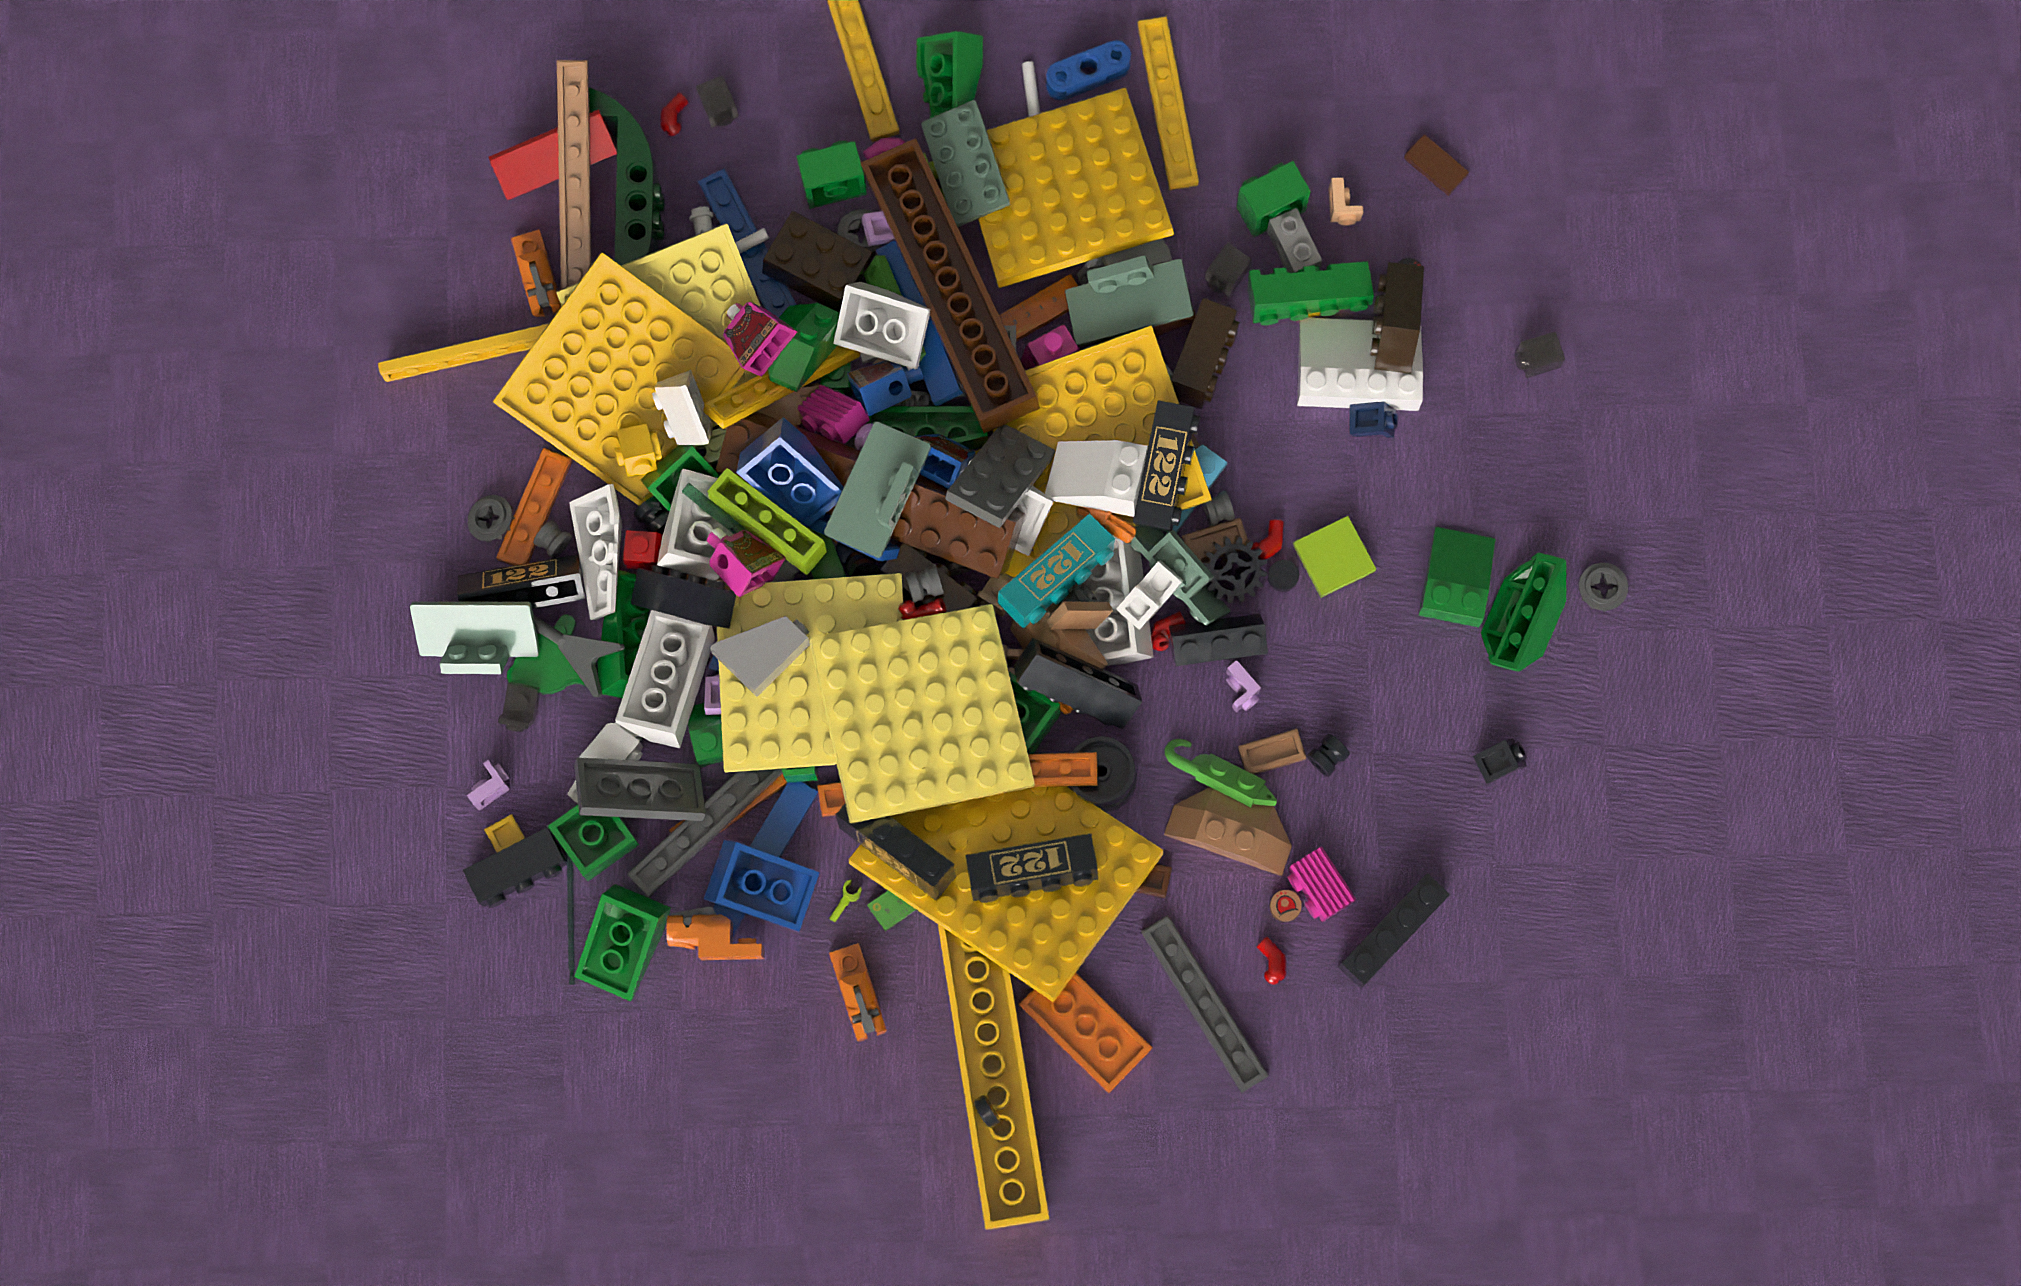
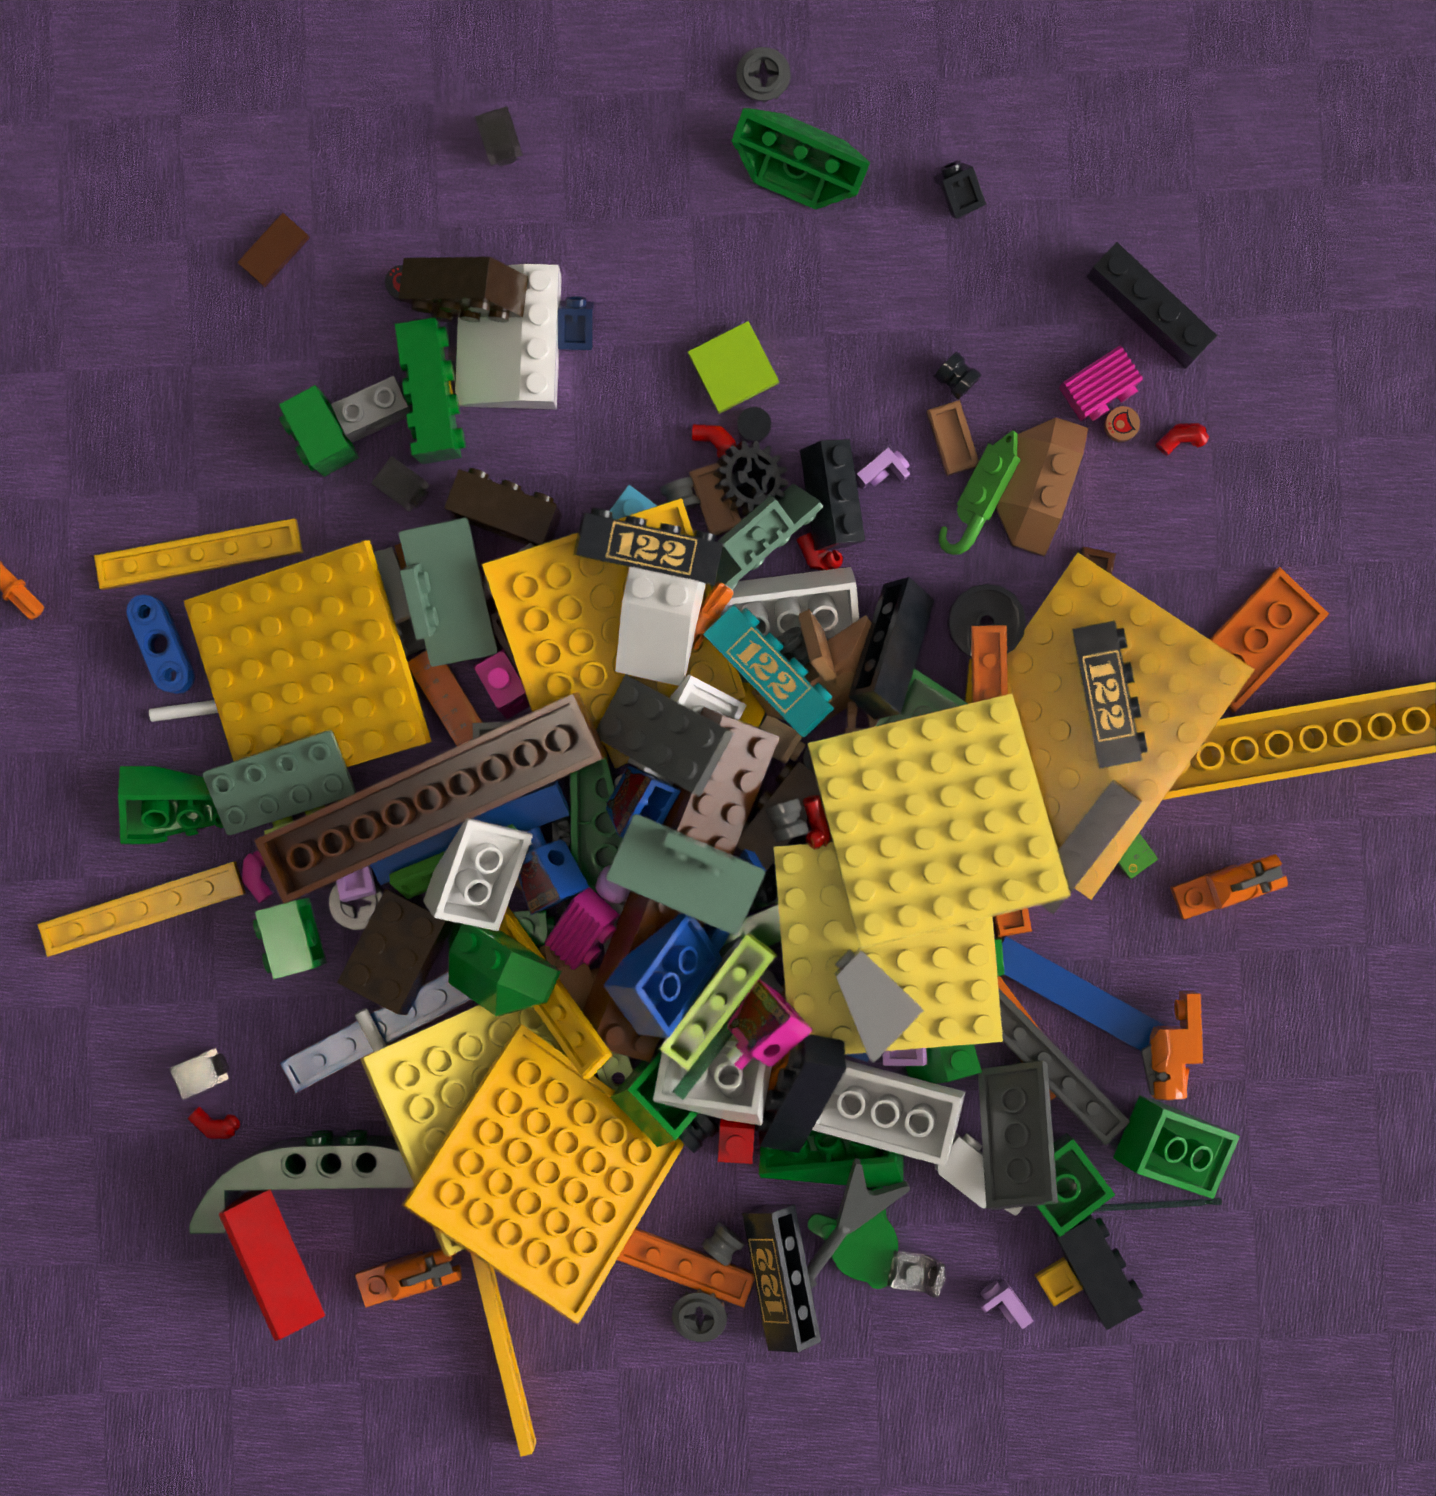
camera: 90 degrees left, 10 degrees up
(474, 634) = (842, 1328): bracket -> none
(574, 170) = (294, 1239): medium nougat tile -> none
(598, 541) = (726, 1192): white wedge -> none
(638, 450) = (630, 1151): yellow brick -> none
(683, 409) = (583, 1101): white slope -> none
(702, 219) = (349, 1085): white pin -> none
(756, 336) = (496, 1019): torso -> none
(761, 885) = (1117, 997): blue slope -> none
(845, 900) = (1126, 904): lime hand -> none
(986, 1111) = (1370, 741): black tile -> none
(1149, 594) = (792, 567): white slope -> none
(1204, 1004) = (1229, 511): dark grey tile -> none
(1339, 204) = (320, 360): light nougat bracket -> none
(1457, 577) = (753, 231): green slope -> none

